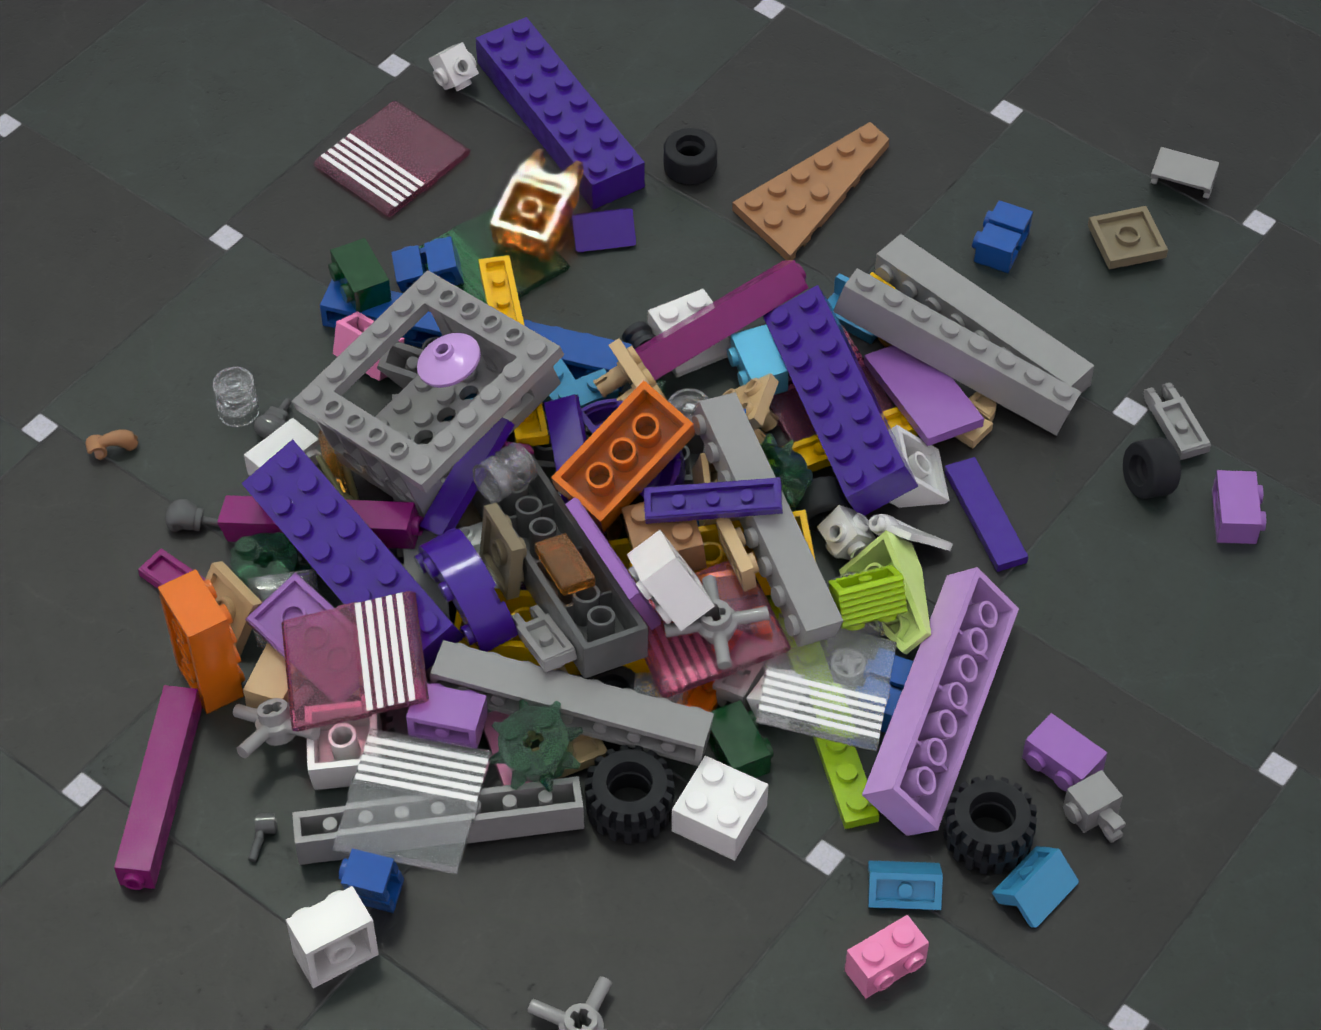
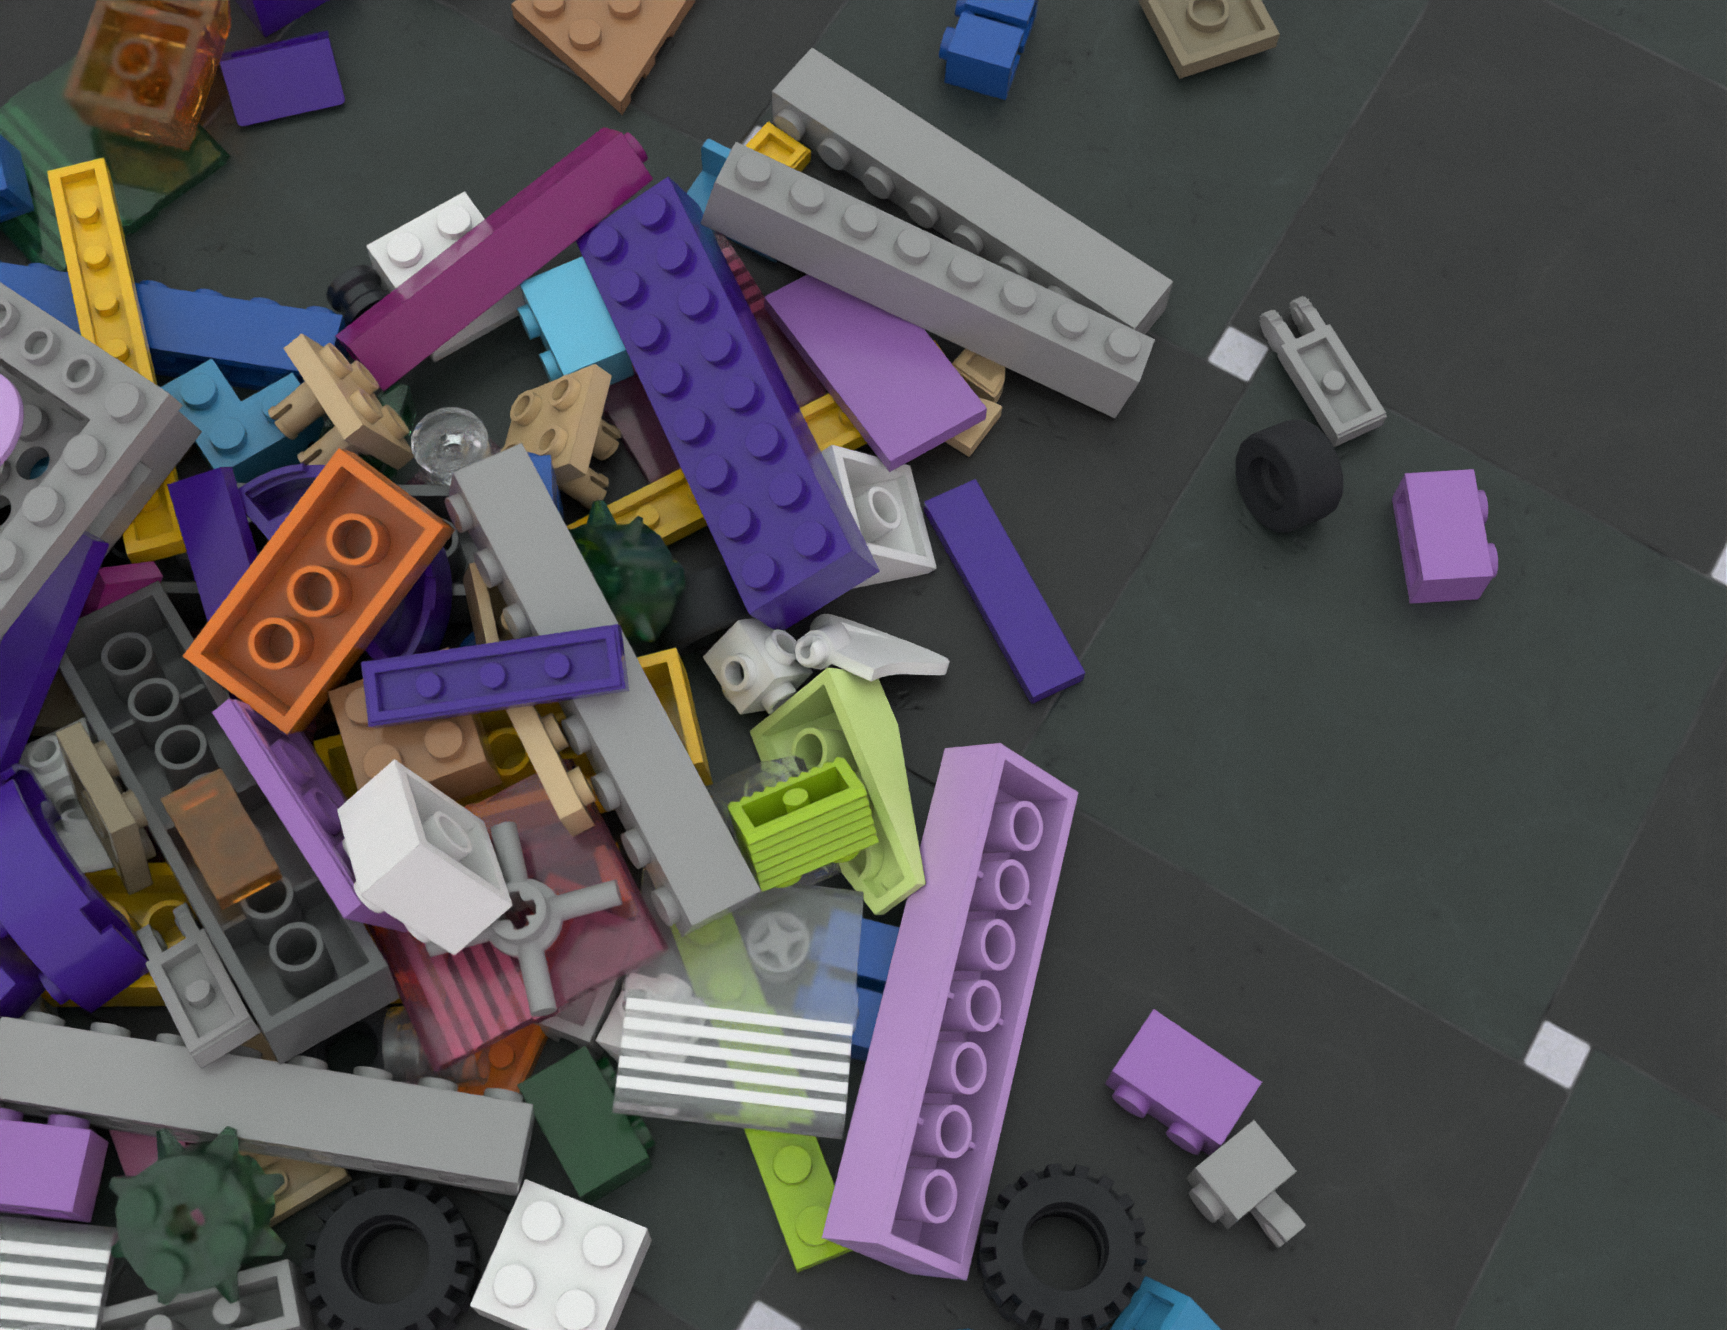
camera: 10 degrees left, 15 degrees up
(504, 472) = (98, 644): clear wheel -> none

